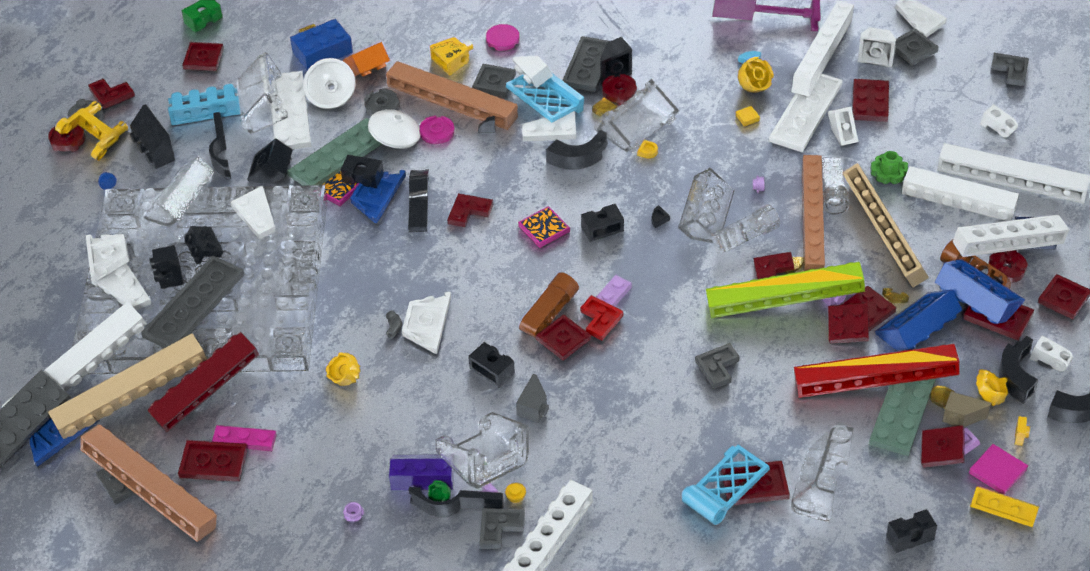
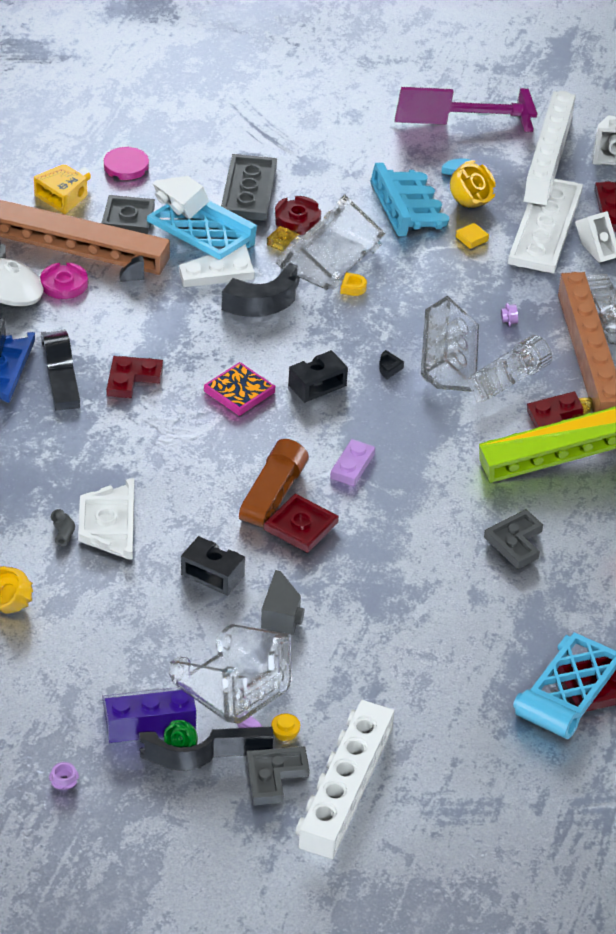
camera: 15 degrees left, 5 degrees down
(604, 317) = (350, 492): red plate -> none
(615, 59) = (288, 176): black slope -> none
(696, 85) = (407, 199): none -> medium azure fence

